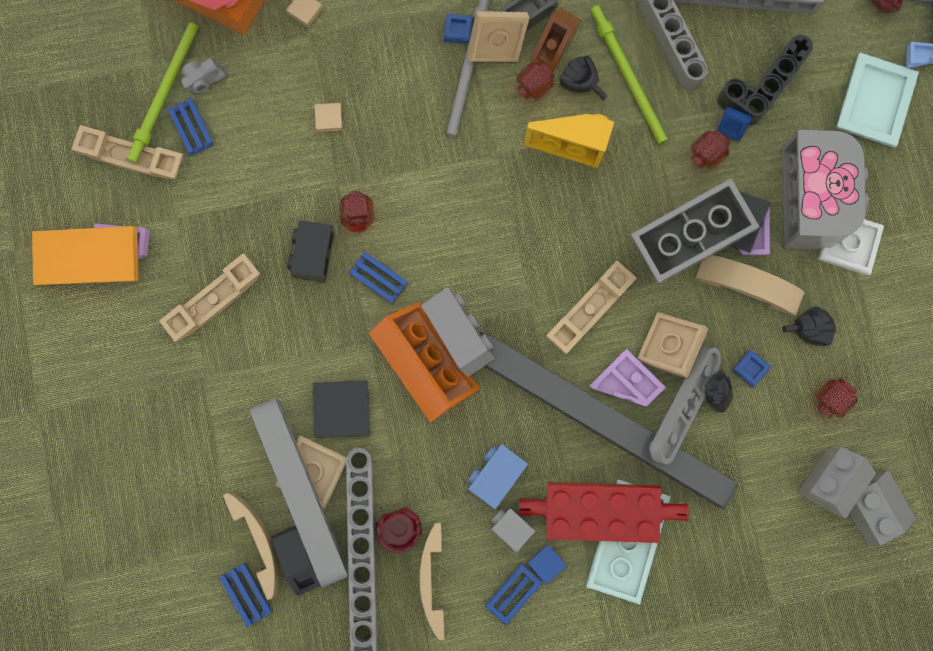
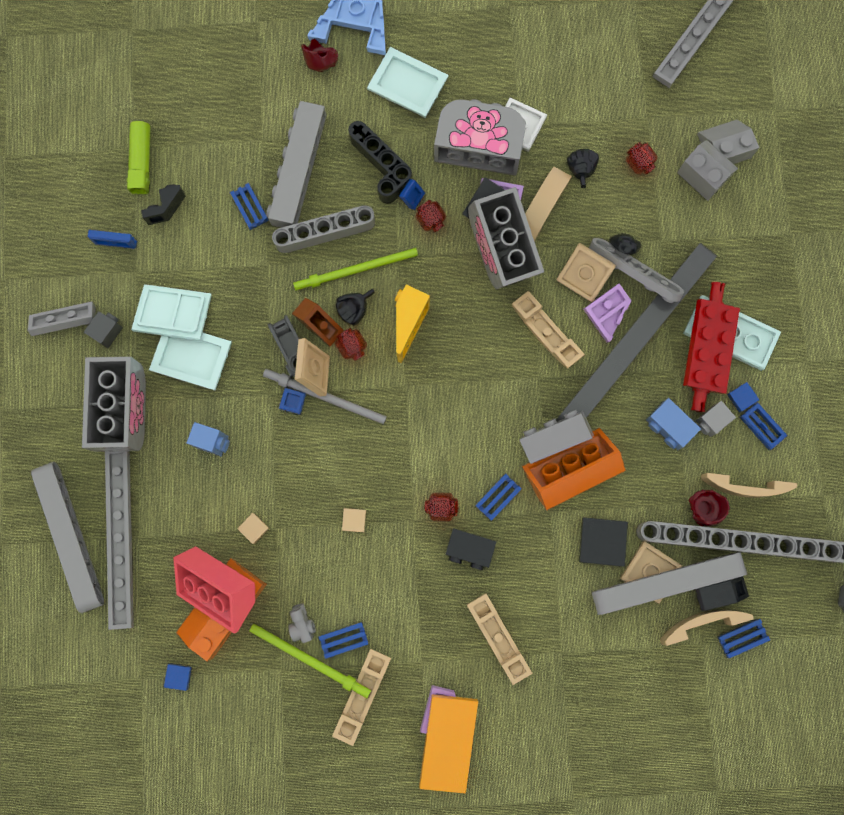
camera: 75 degrees left, 0 degrees up
(751, 368) = (609, 217): blue tile -> none

